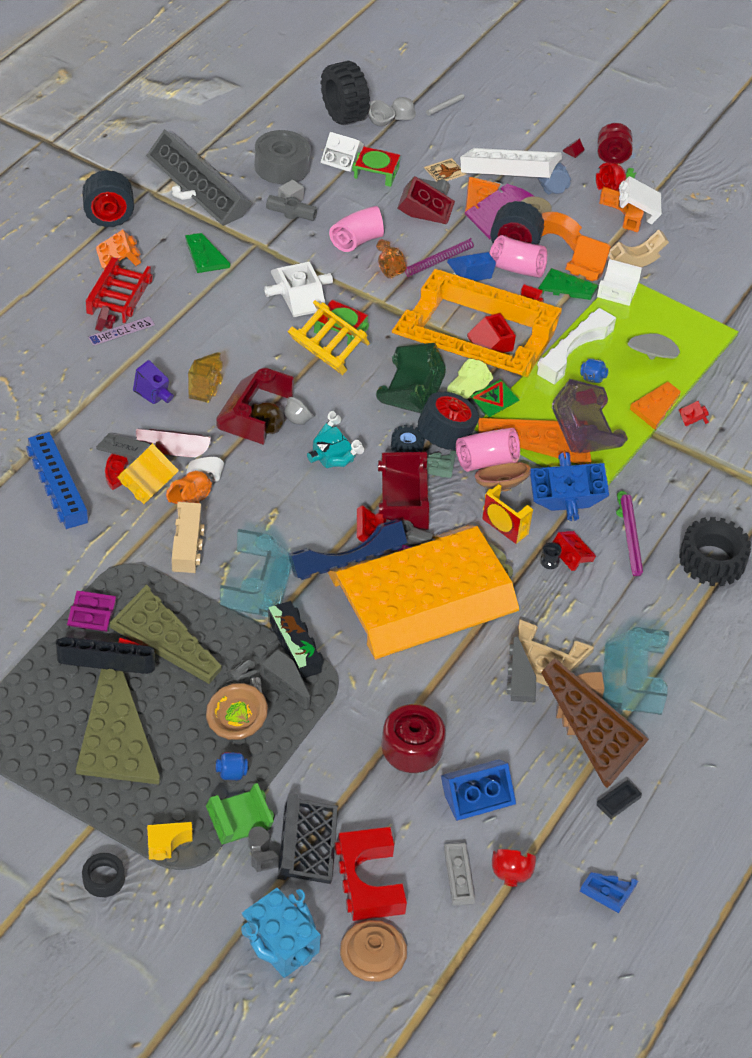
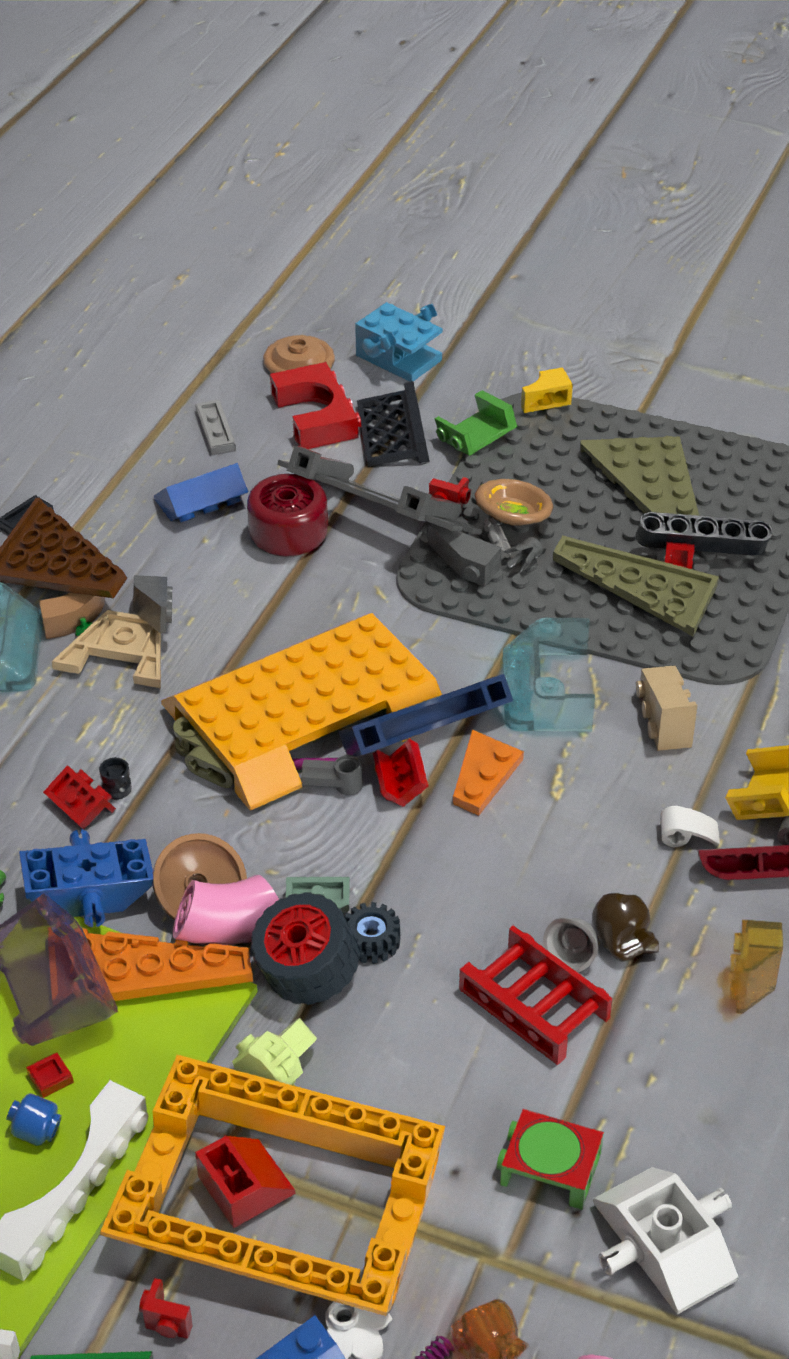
camera: 175 degrees right, 5 degrees down
(92, 611) = (751, 597): magenta slope -> none
(100, 860) = (599, 380): black tyre -> none
(195, 488) = (695, 773): orange helmet -> none
(232, 766) = (500, 457): blue head -> none
(236, 412) = (664, 978): dark red windscreen -> none
(260, 856) = (439, 402): flat silver leg -> none
(285, 736) = (449, 491): none -> red bracket
(295, 639) = (468, 597): black brick -> none
(316, 528) = (484, 771): none -> orange wing
(325, 353) = (573, 1080): yellow fence -> none
(332, 447) = (492, 889): teal torso -> none
(334, 382) = (528, 1020): none -> red fence
(384, 756) = (411, 503): none -> dark grey fence
(405, 488) = (356, 813): dark red windscreen -> none
(416, 378) = (386, 1042): clear green windscreen -> none
(494, 398) = (219, 1029): green piece -> none
(504, 519) = (180, 796): yellow panel -> none
(512, 866) = (153, 425): red cylinder -> none
(608, 890) = (41, 429): blue wing -> none

